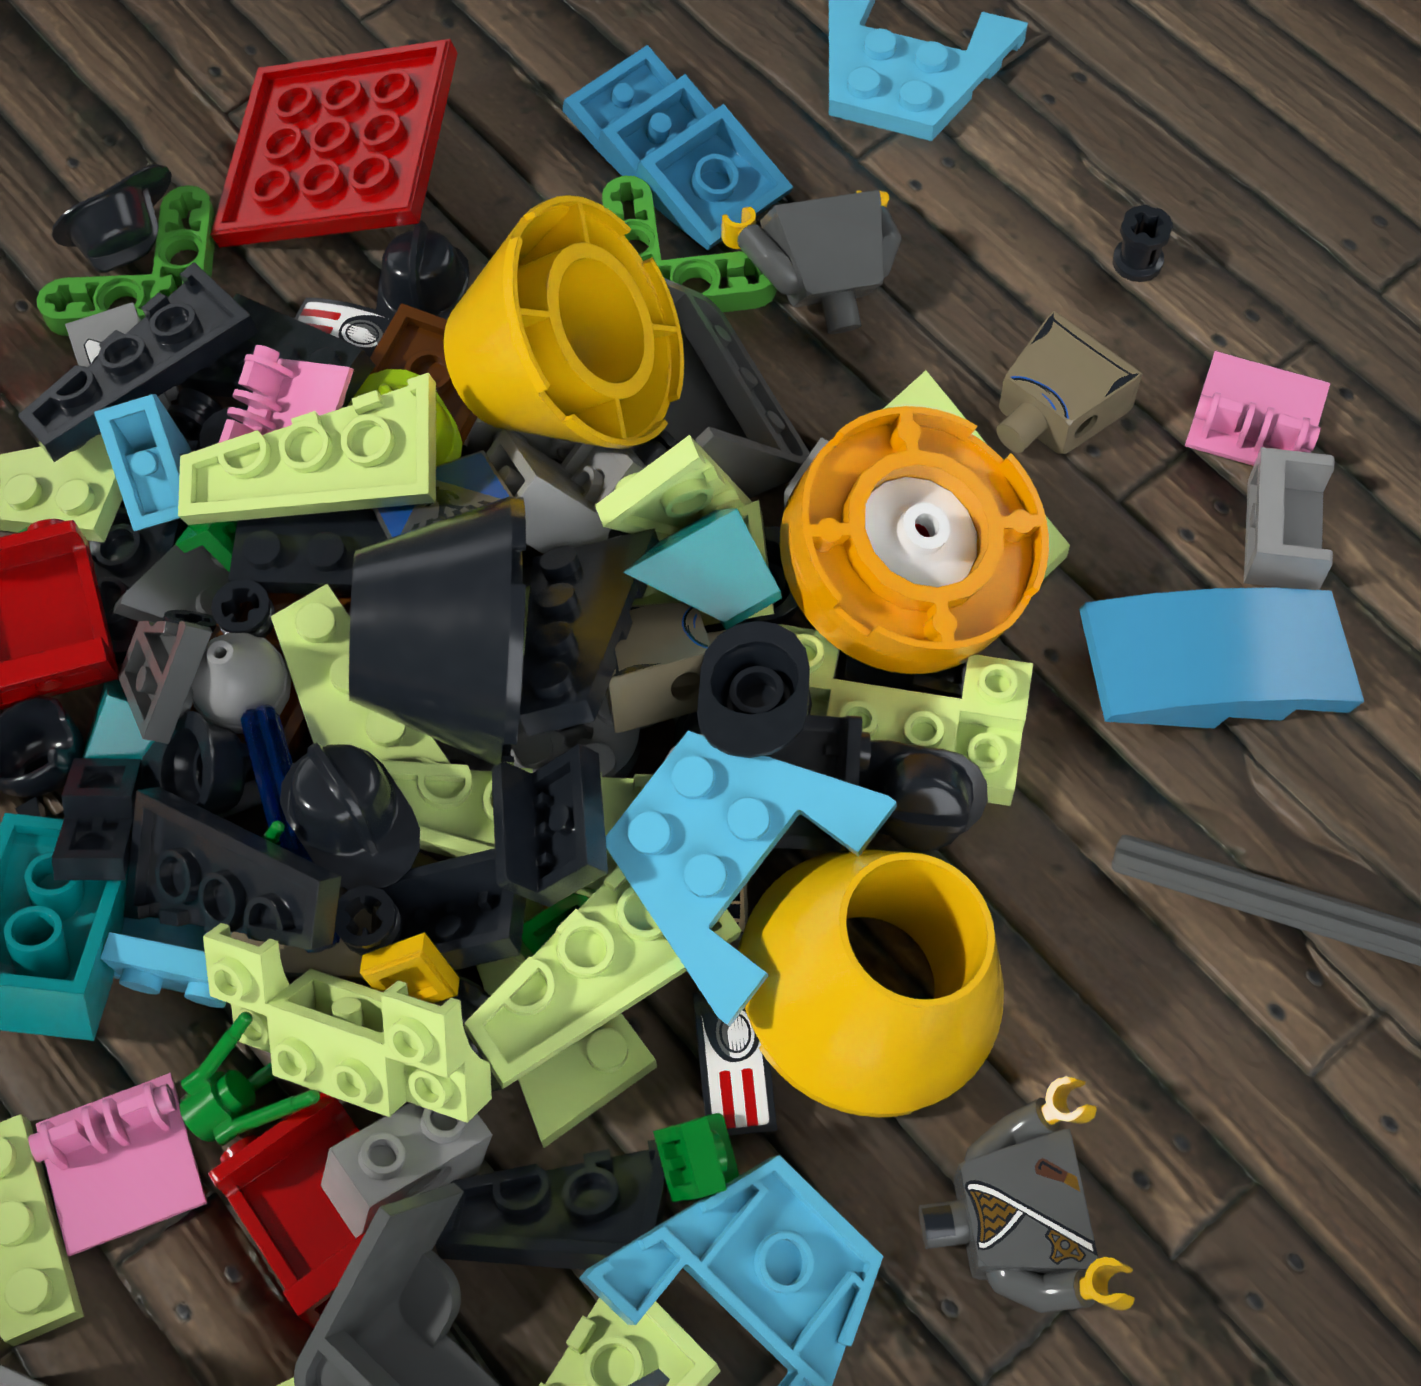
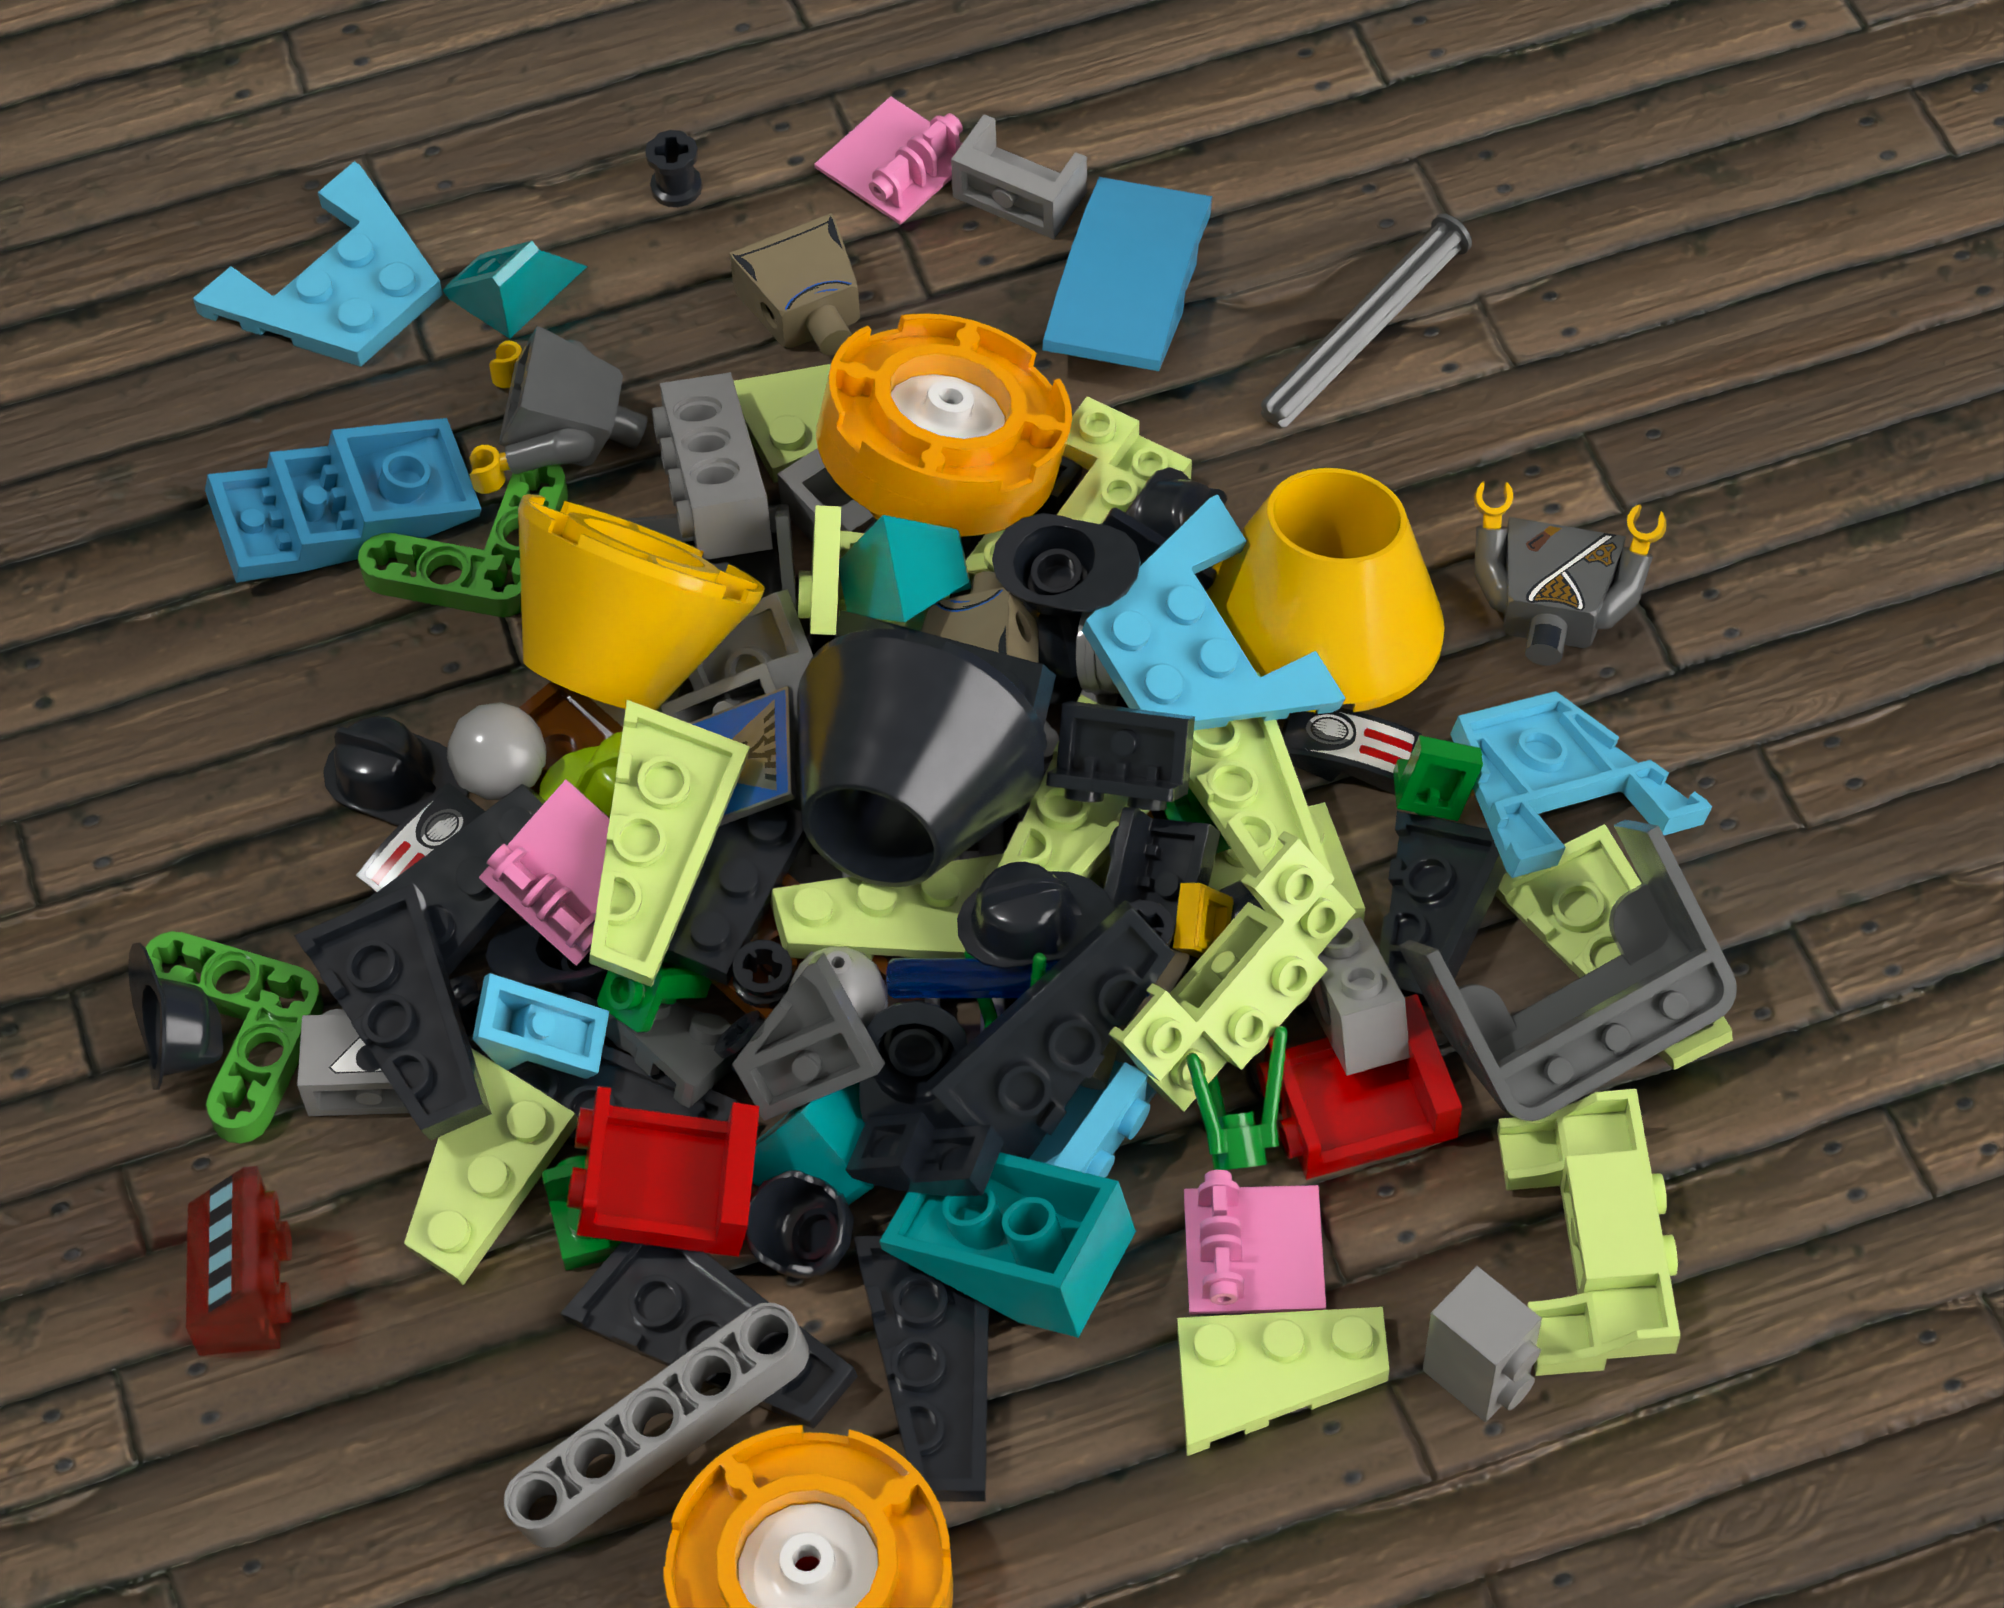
camera: 70 degrees left, 5 degrees down
(336, 145) = (175, 789): red tile -> none
(395, 318) = (496, 750): none -> light grey hair
(799, 379) = (712, 467): none -> light grey brick
(955, 181) = (511, 285): none -> teal slope

